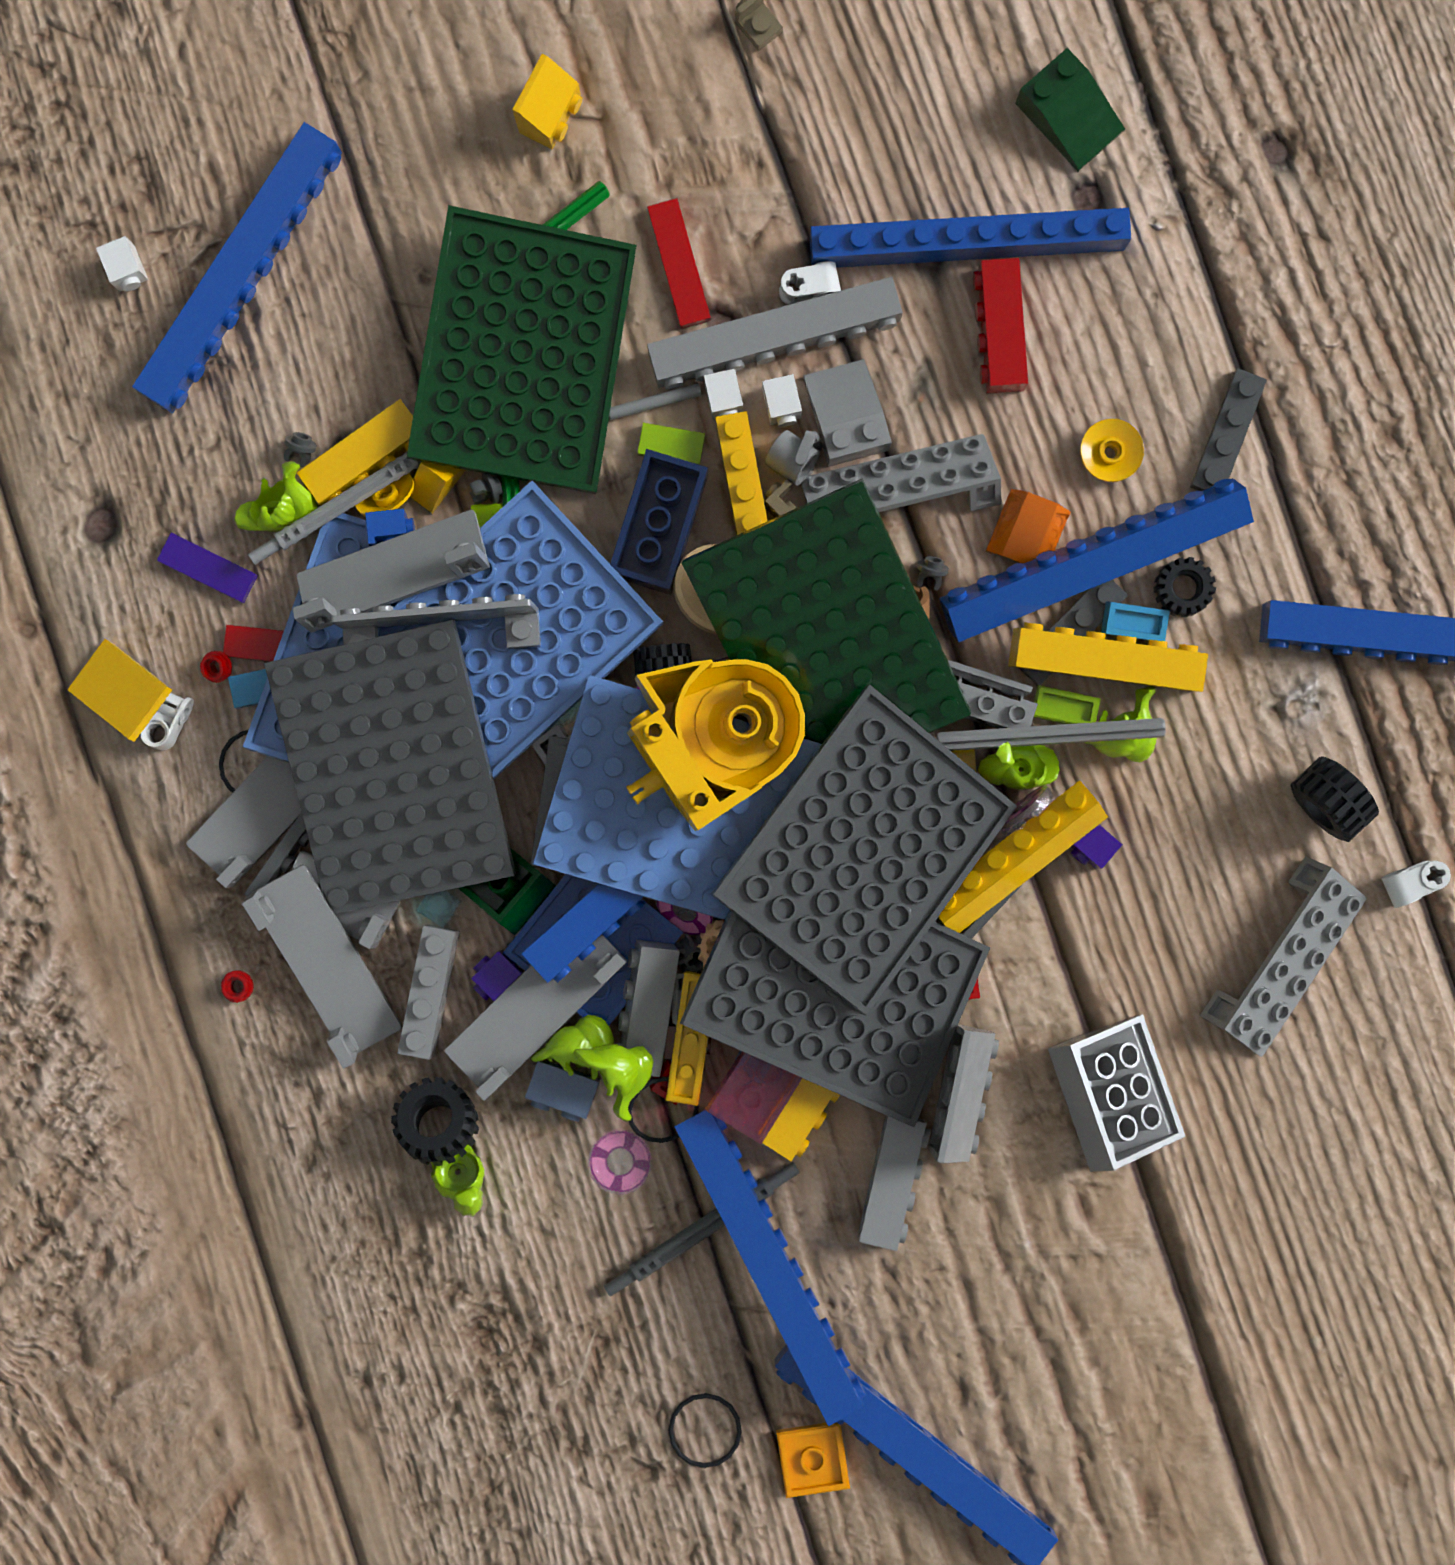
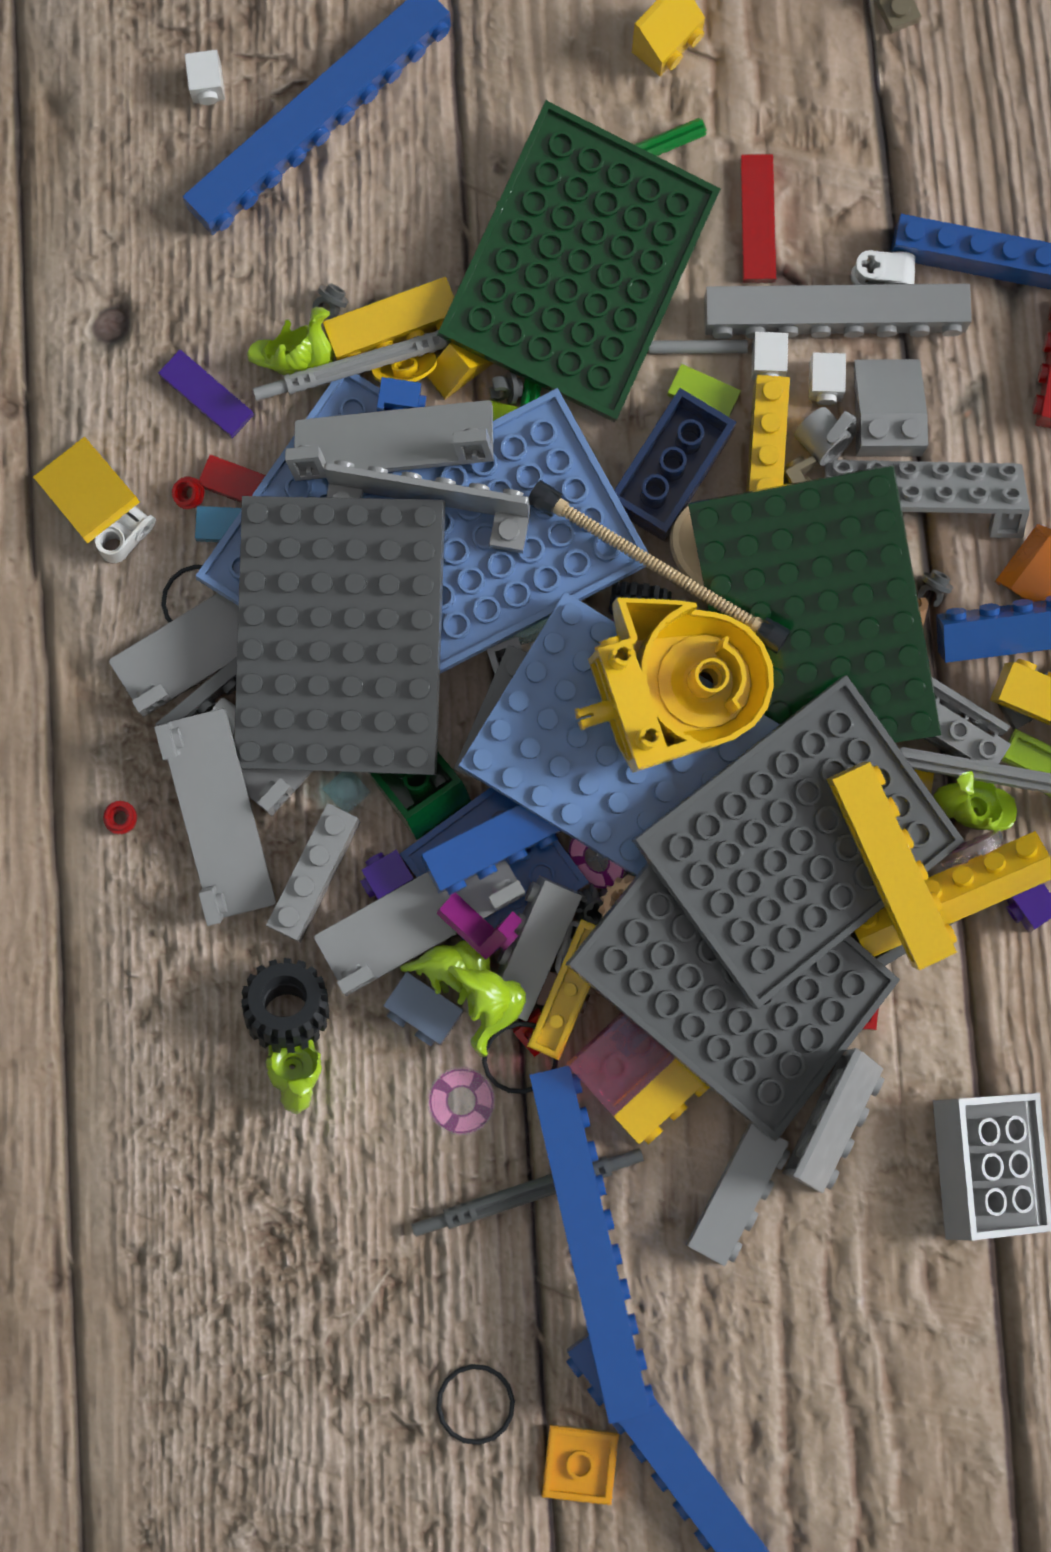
camera: 10 degrees right, 5 degrees down
(553, 592) = (550, 501): none -> tan hose
(589, 1006) = (477, 930): none -> magenta bracket
(955, 850) = (892, 864): none -> yellow brick

